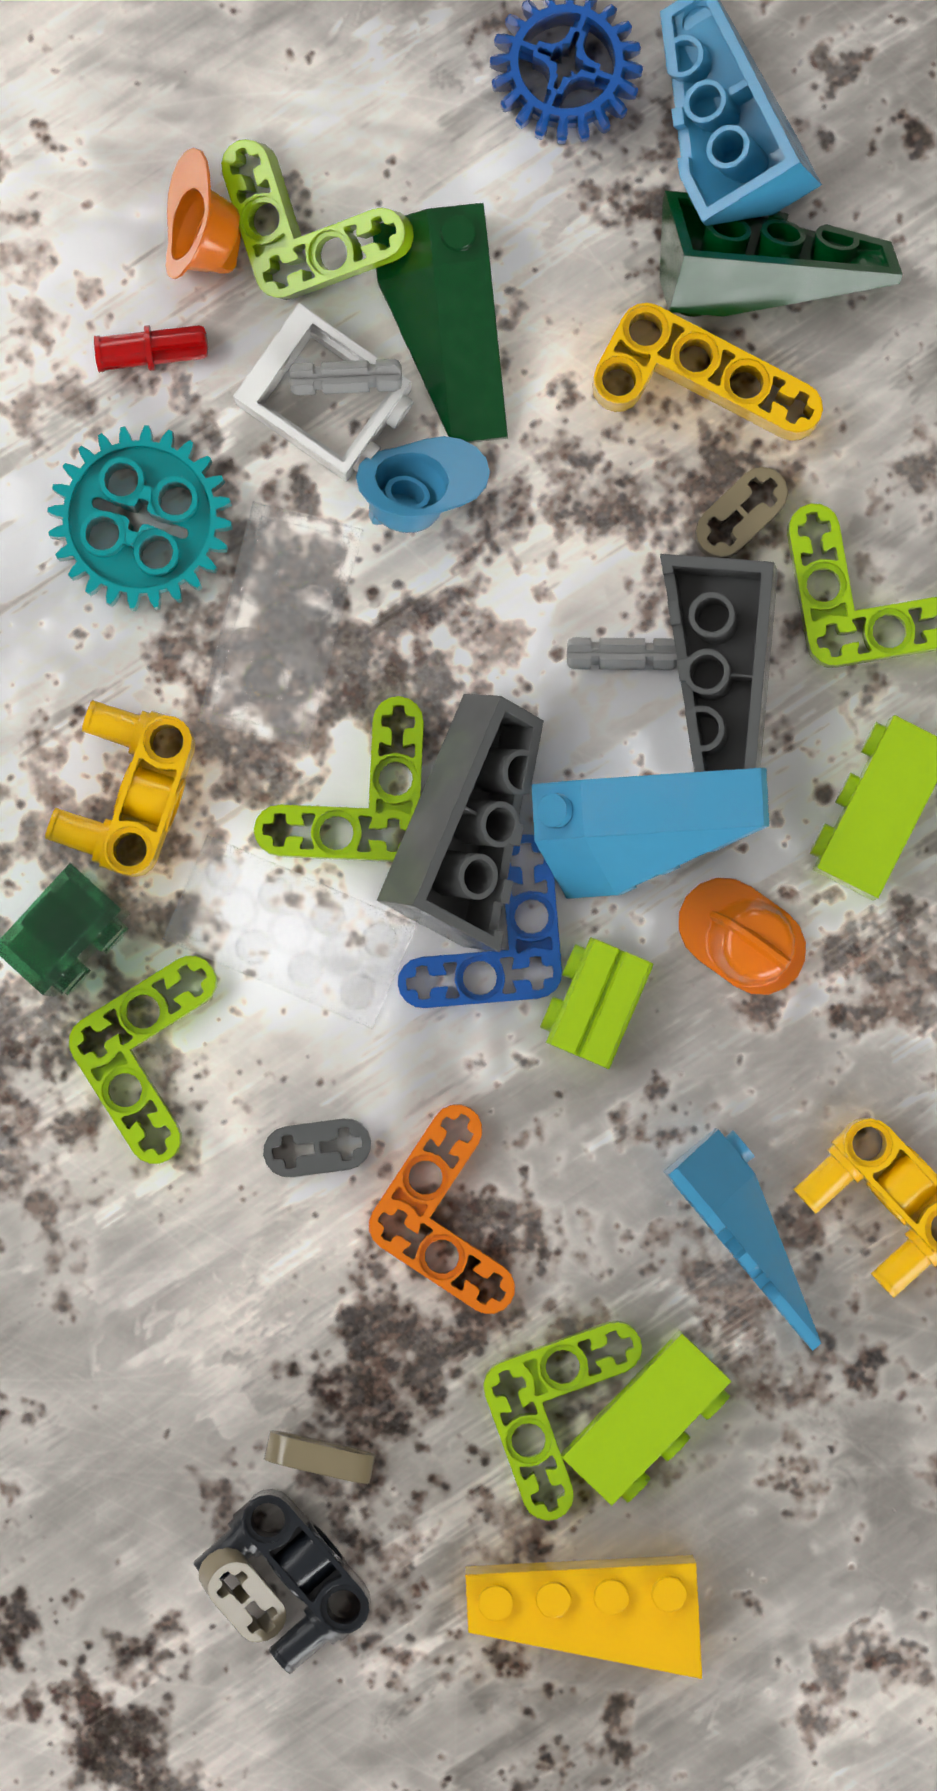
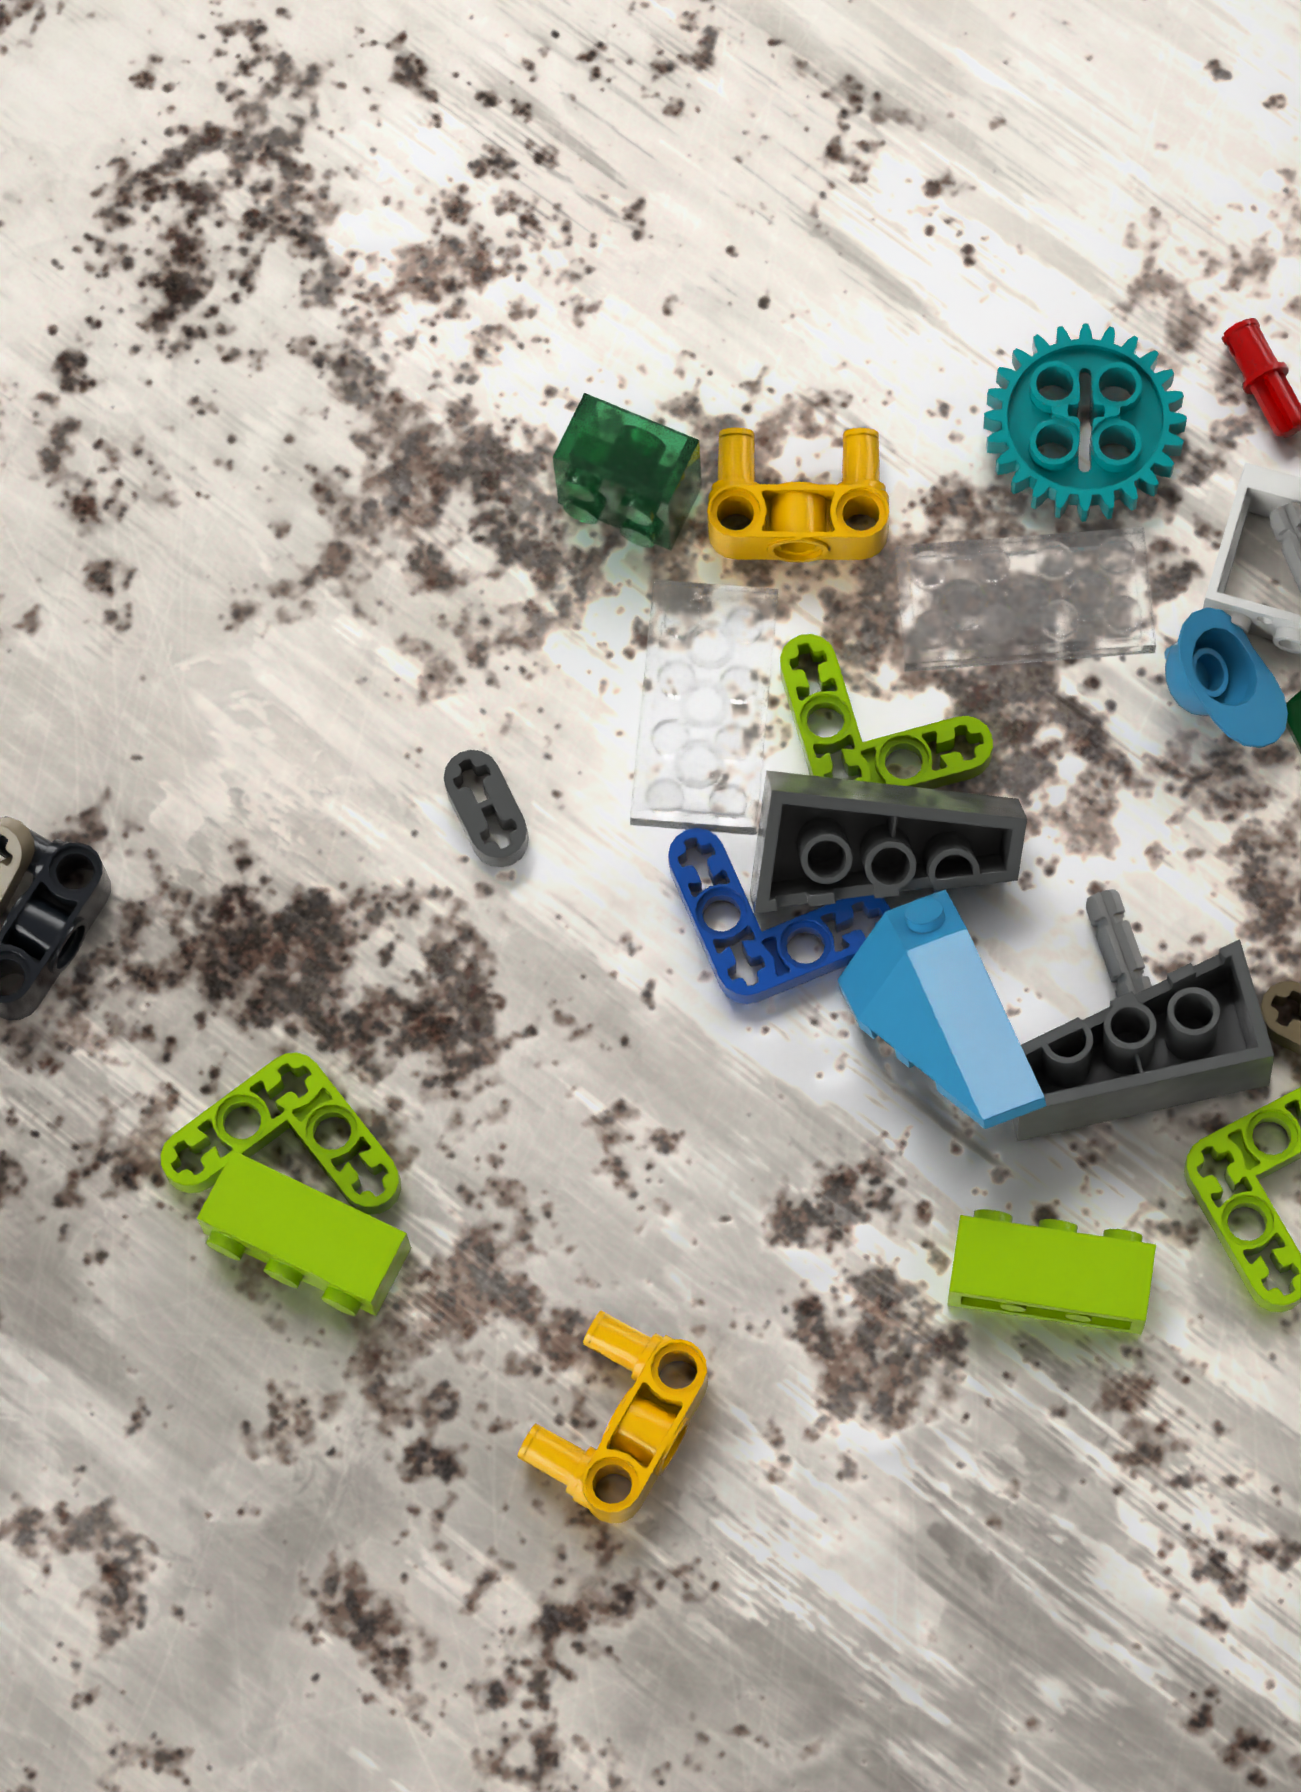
camera: 75 degrees right, 15 degrees down
(121, 1059) = (515, 584): lime beam -> none
(319, 1457) = (158, 910): dark tan beam -> none
(421, 1206) = (455, 934): orange beam -> none
(597, 1003) = (735, 1039): lime brick -> none
(601, 1609) = (82, 1257): yellow wedge -> none
(732, 1204) = (572, 1240): dark azure wedge -> none
(742, 936) = (860, 1177): orange piece -> none

